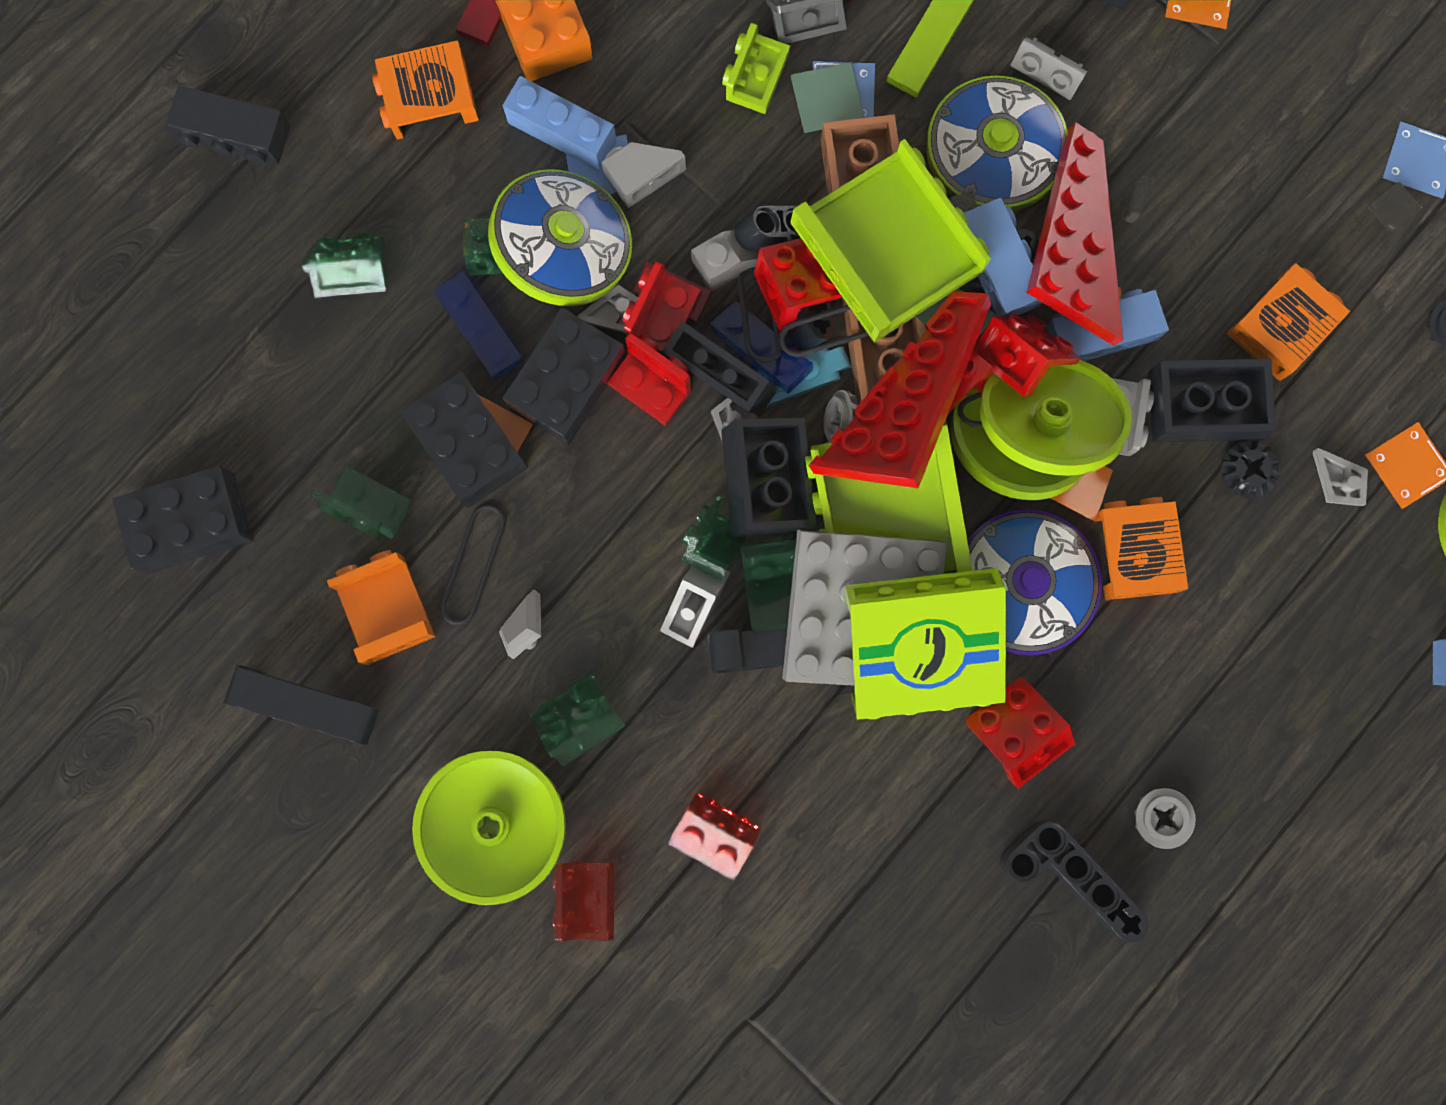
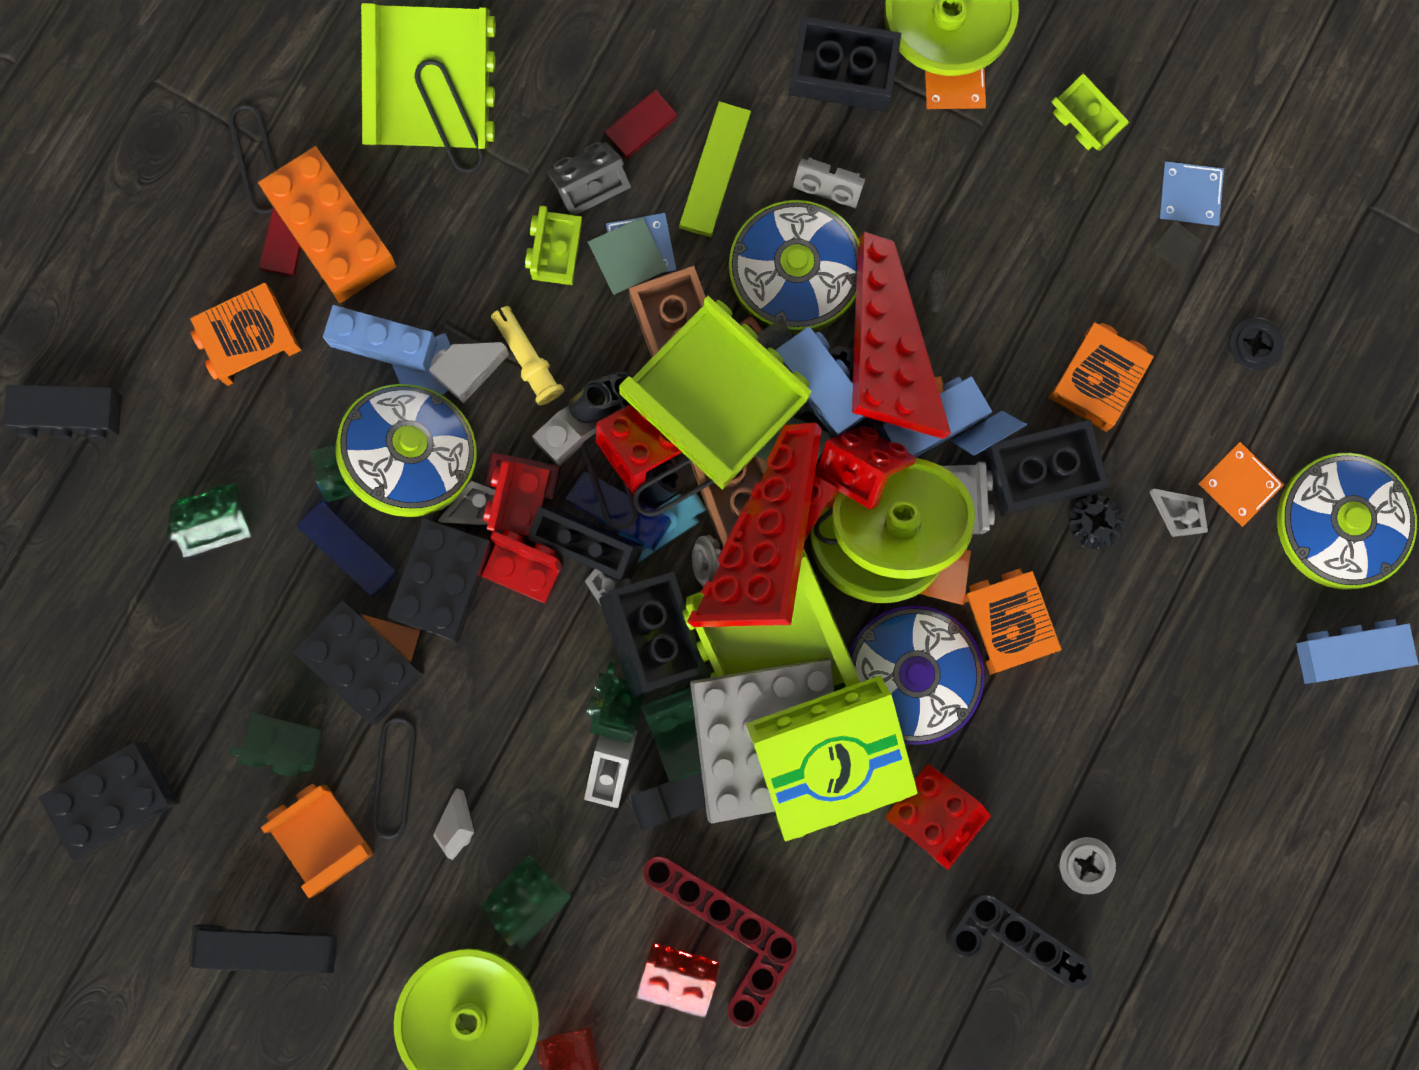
camera: 20 degrees left, 0 degrees up
(707, 187) = (533, 368): none -> light yellow pin
(782, 793) = (731, 925): none -> dark red beam
(1159, 351) = (988, 432): none -> medium blue sticker
(1334, 54) = (1089, 113): none -> lime bracket

